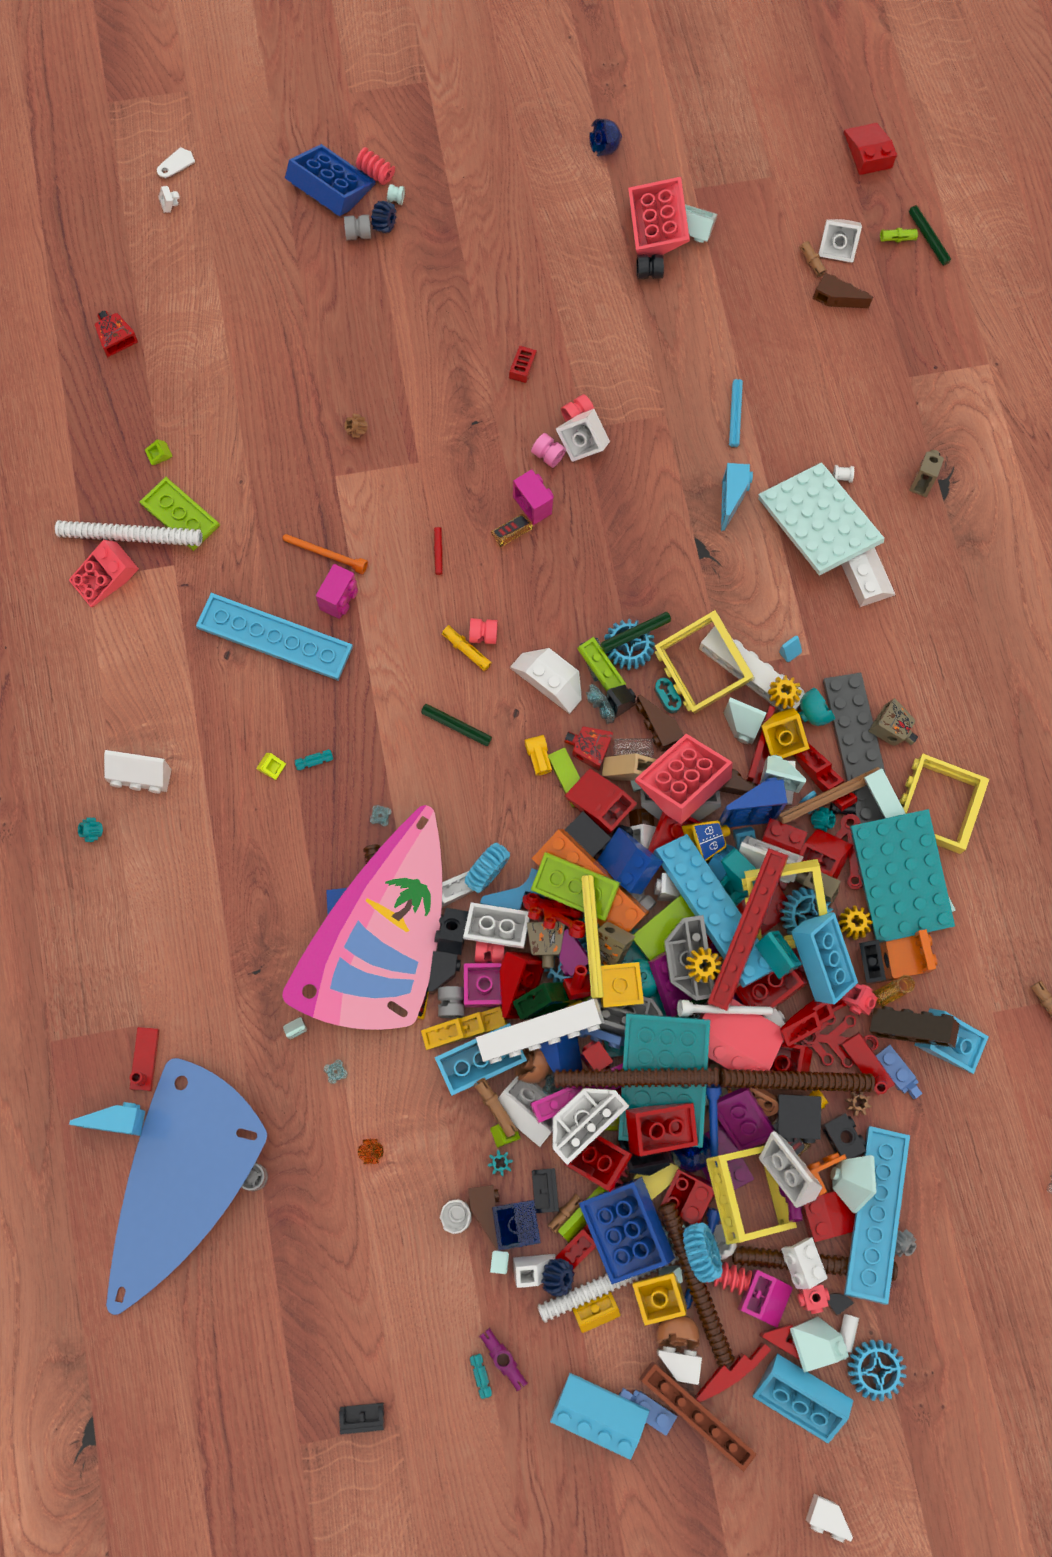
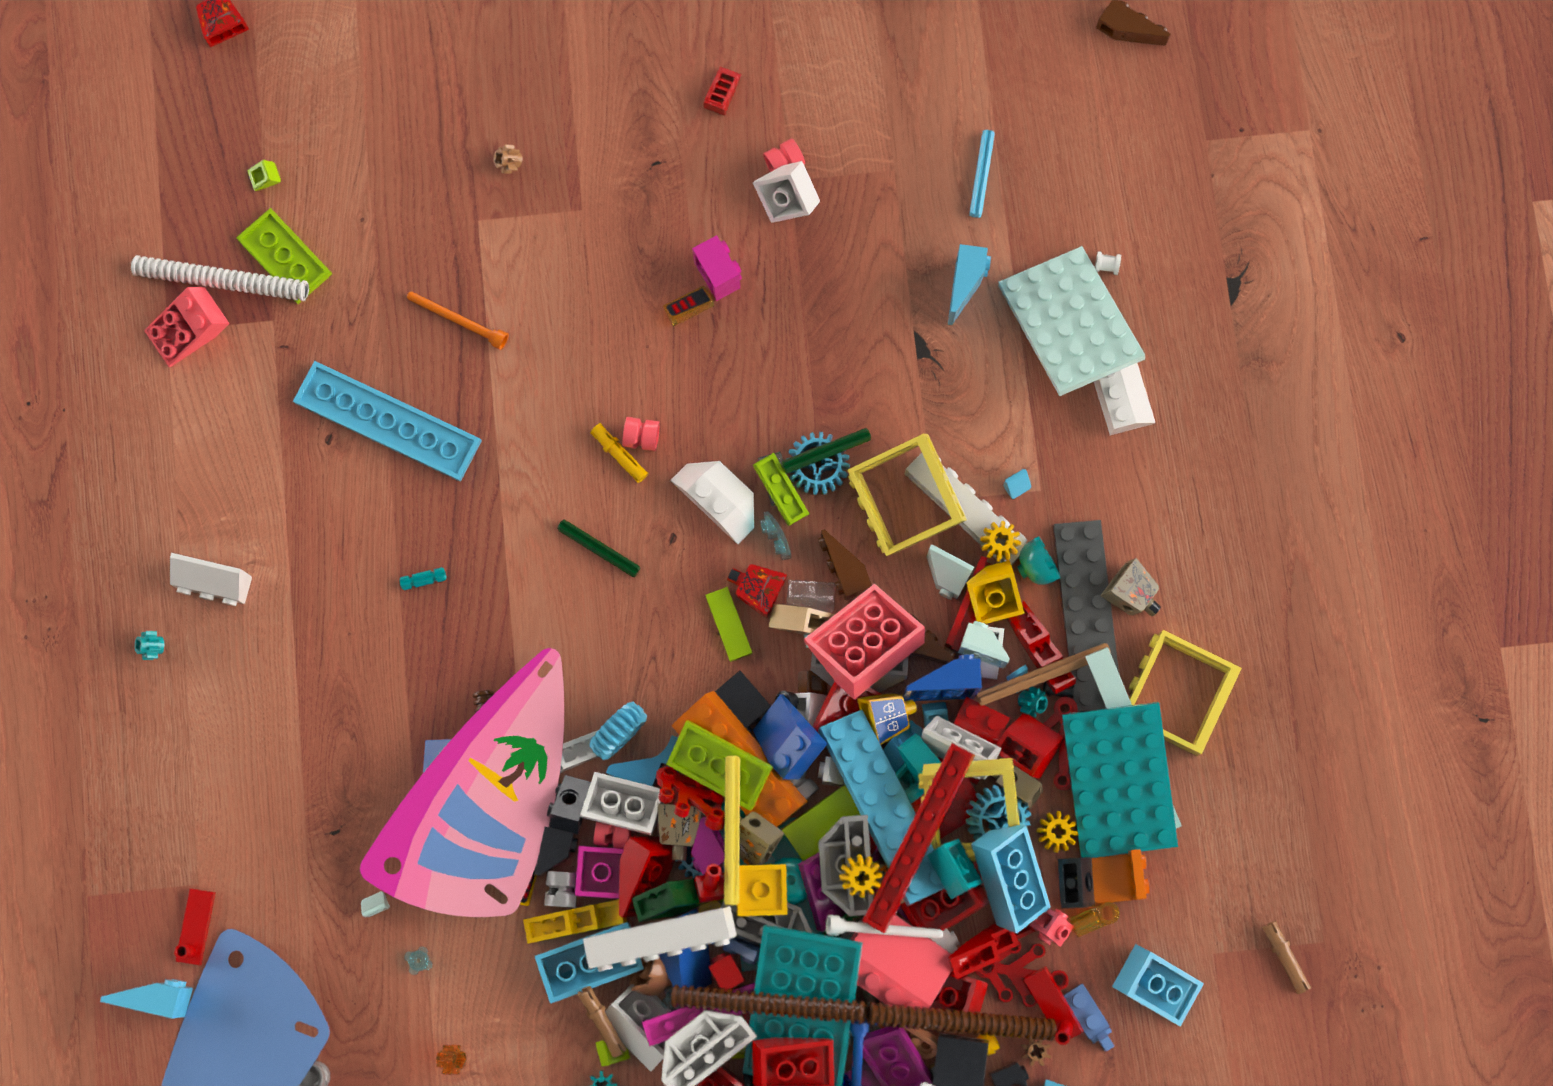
camera: 10 degrees right, 5 degrees up
(271, 765) = (371, 582): neon yellow slope -> none
(337, 591) = (466, 372): dark pink brick -> none
(380, 810) = (494, 647): clear light blue plate -> none
(438, 550) = (595, 326): red piece -> none
(537, 750) = (693, 589): yellow piece -> none
(547, 449) = (744, 209): bright pink wheel -> none
(600, 800) = (763, 658): red slope -> none
(621, 699) = (800, 533): black slope -> none
(664, 698) = (854, 532): teal beam -> none
(915, 1027) = (1112, 968): dark brown brick -> none
(929, 466) = (1212, 270): dark tan torso -> none

